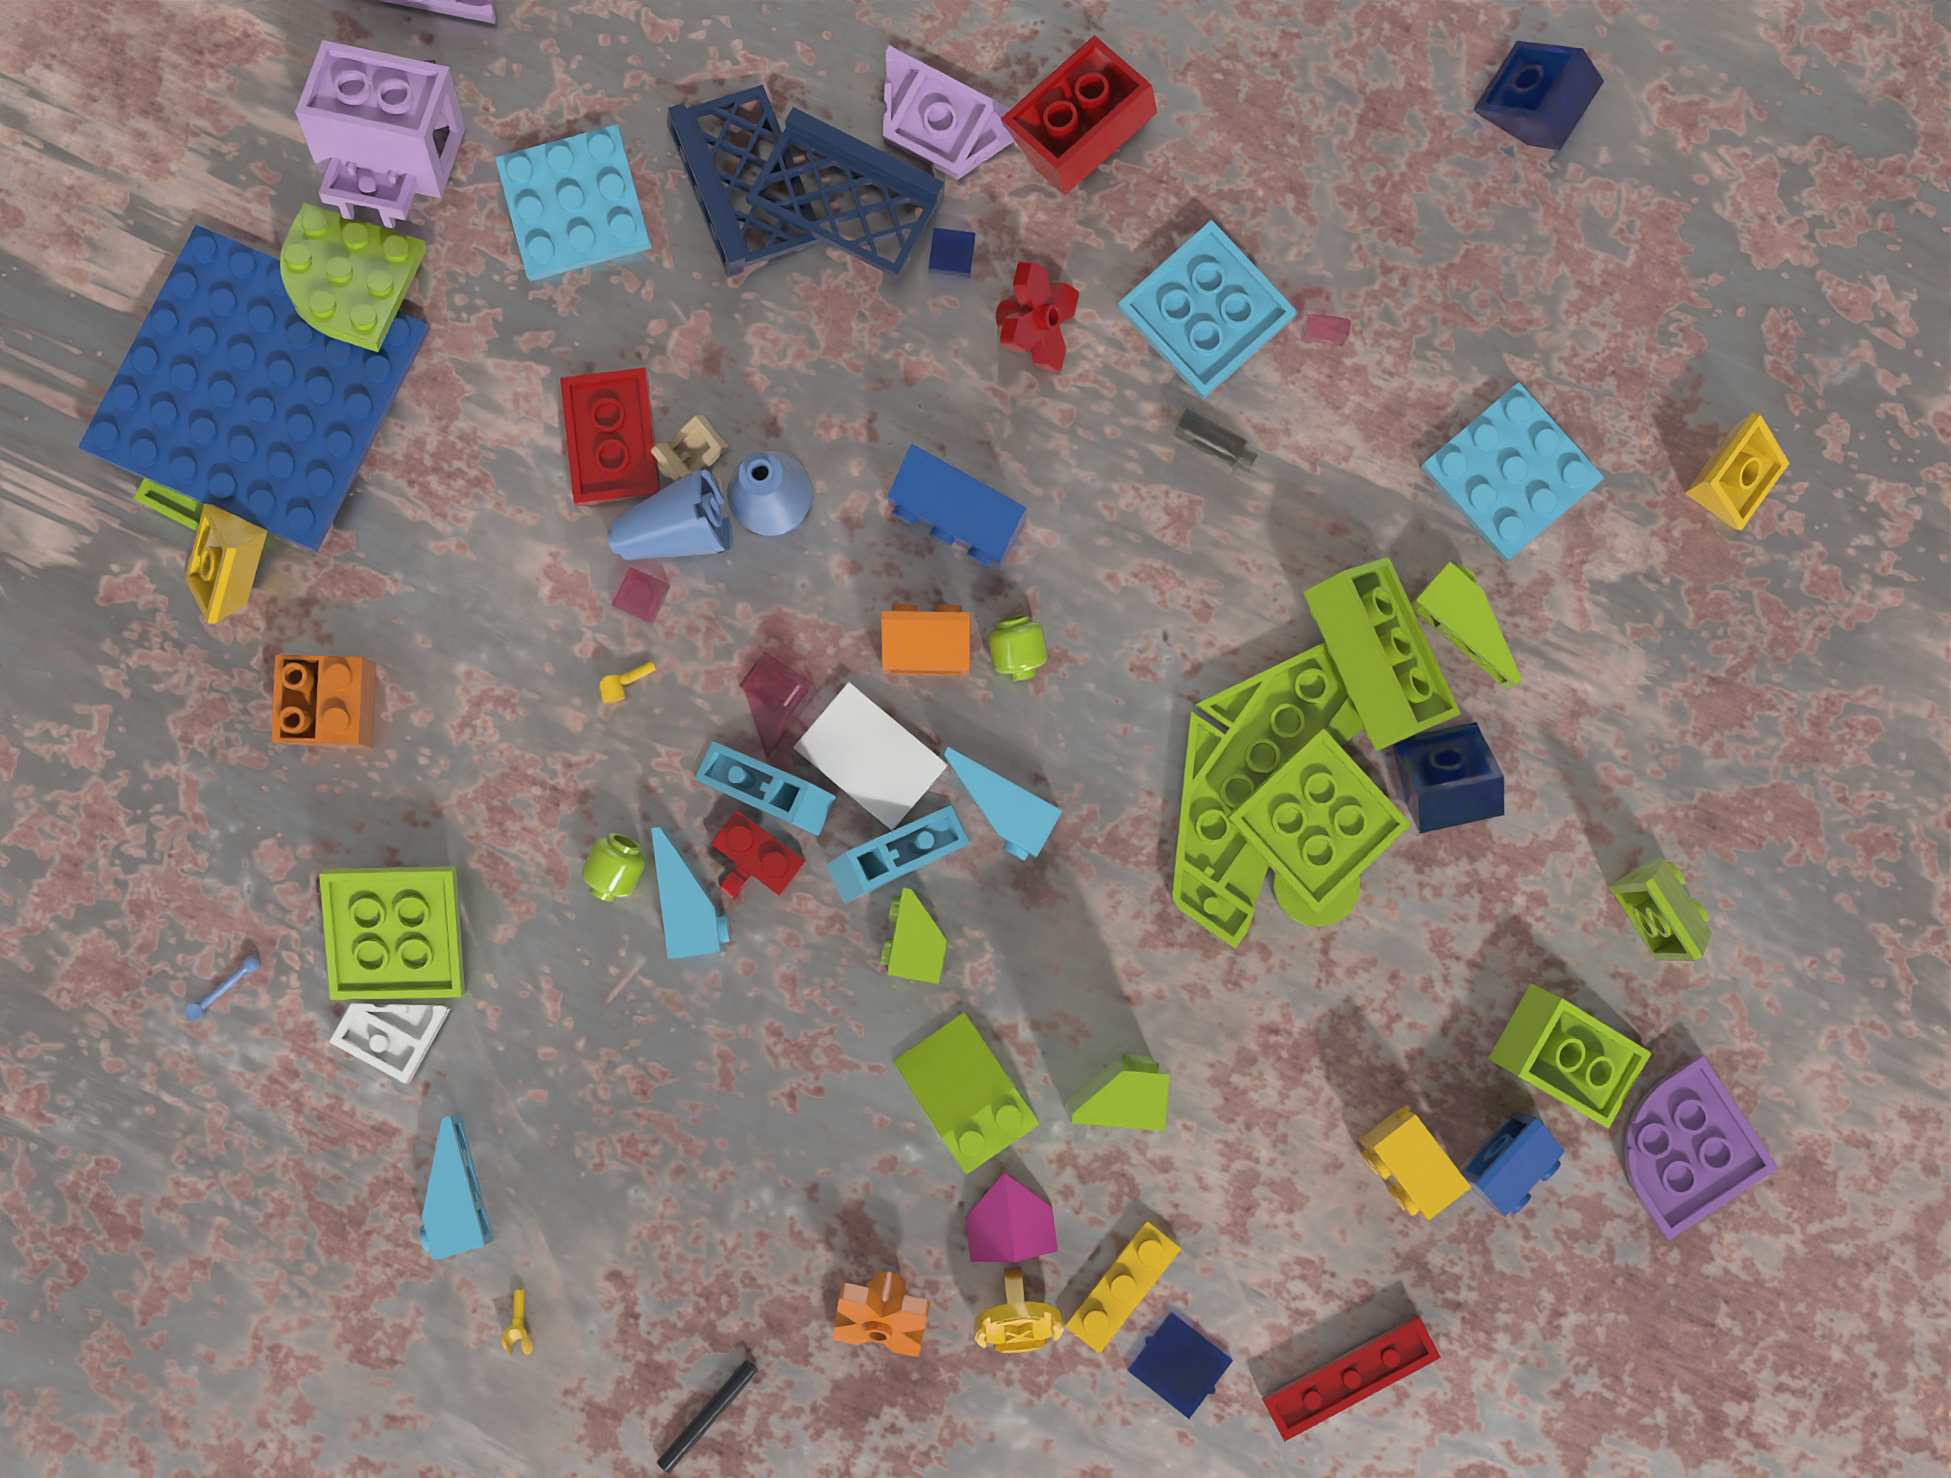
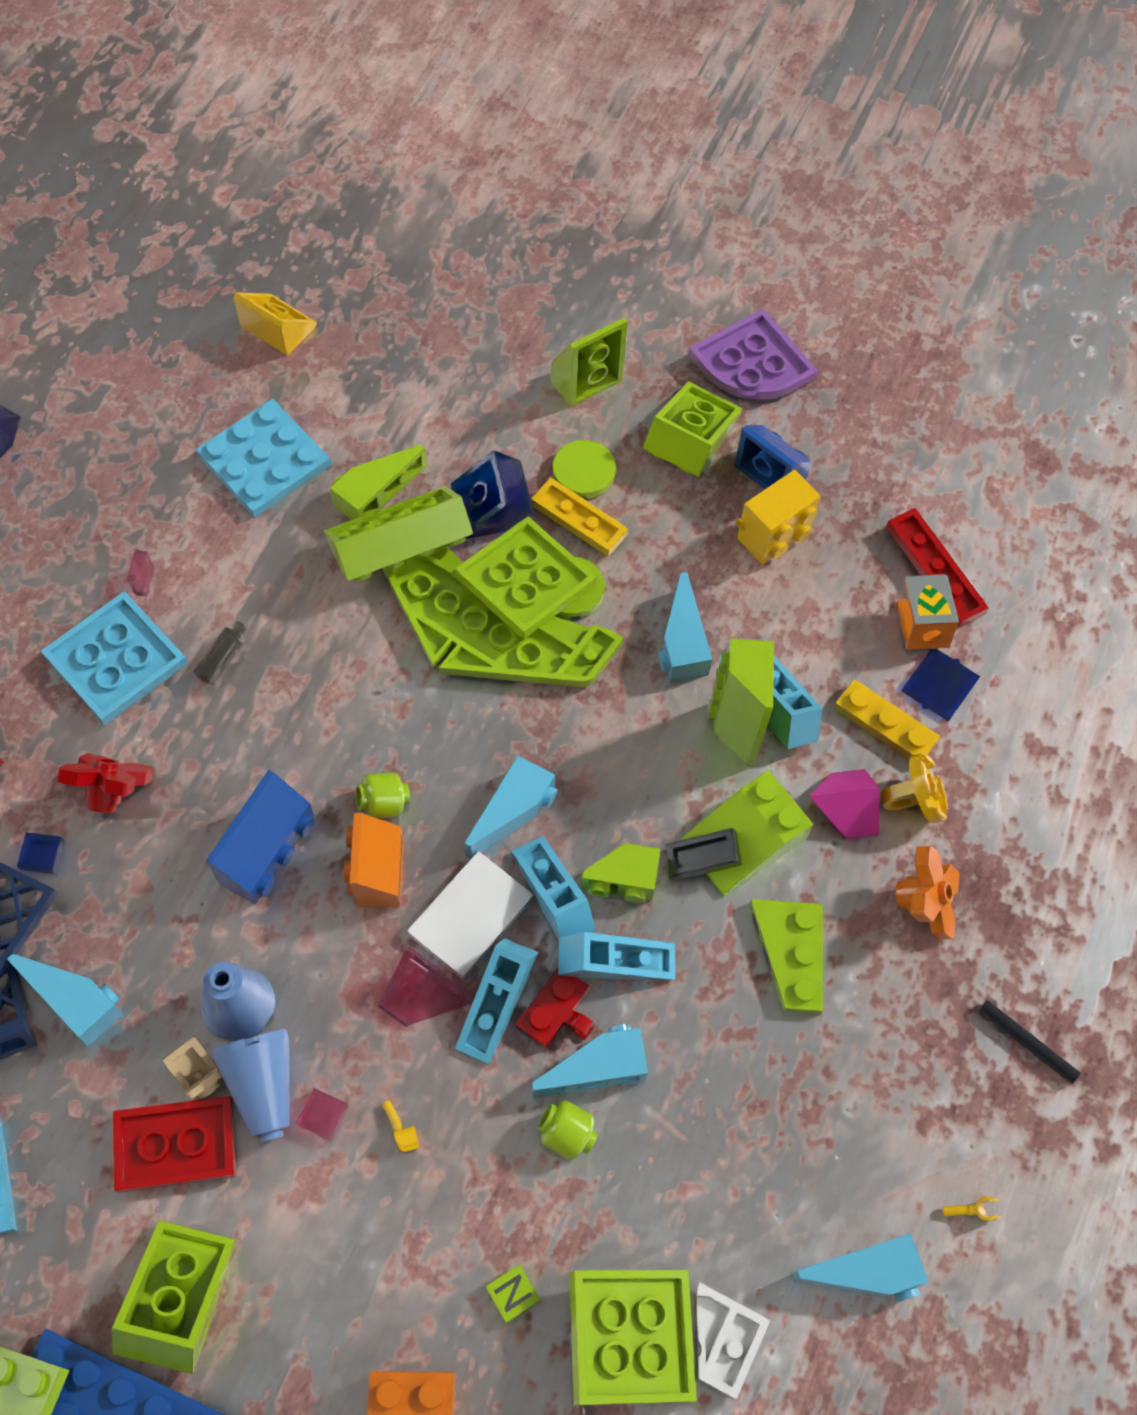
camera: 95 degrees left, 20 degrees down
(446, 807) = (513, 1293): none -> lime tile
(454, 451) = (172, 1297): none -> lime slope
(770, 312) = (73, 997): none -> medium azure slope
(807, 926) = (615, 957): none -> medium azure slope
(823, 1142) = (795, 951): none -> lime wing
(937, 1037) = (703, 854): none -> black tile
(1140, 1155) = (794, 712): none -> medium azure slope
(1233, 1027) = (685, 644): none -> medium azure slope
(1274, 1355) = (929, 612): none -> piece
(1422, 894) = (579, 517): none -> yellow plate
(1501, 903) = (585, 468): none -> lime tile

